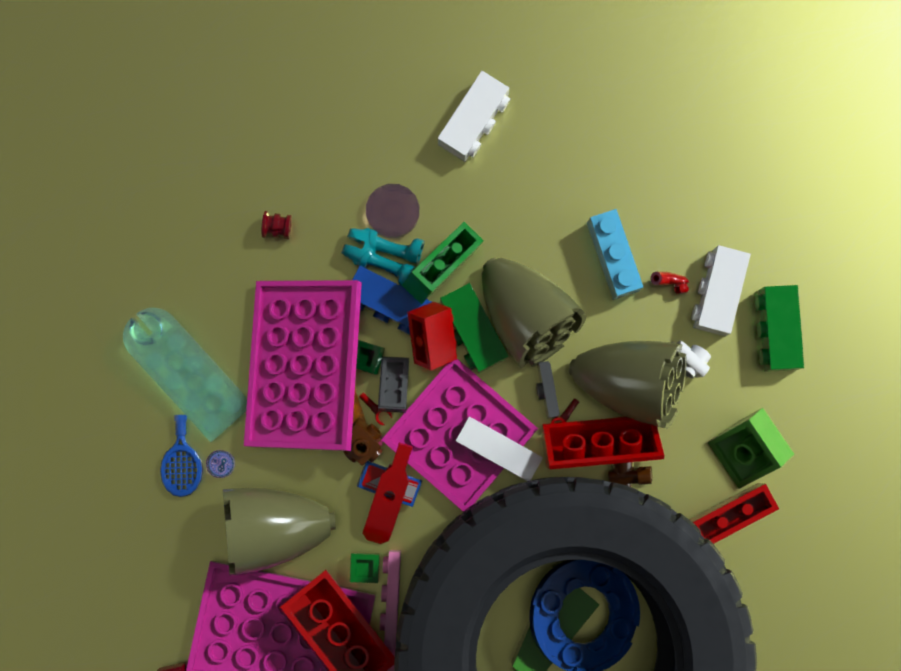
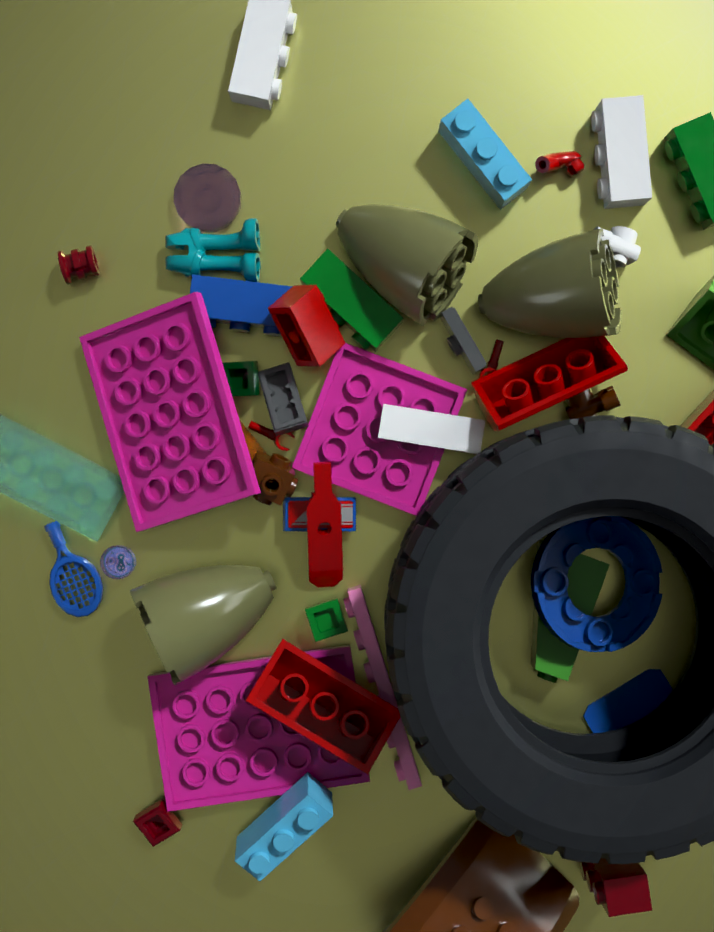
camera: 15 degrees left, 5 degrees up
(442, 263) = (287, 236): green brick -> none

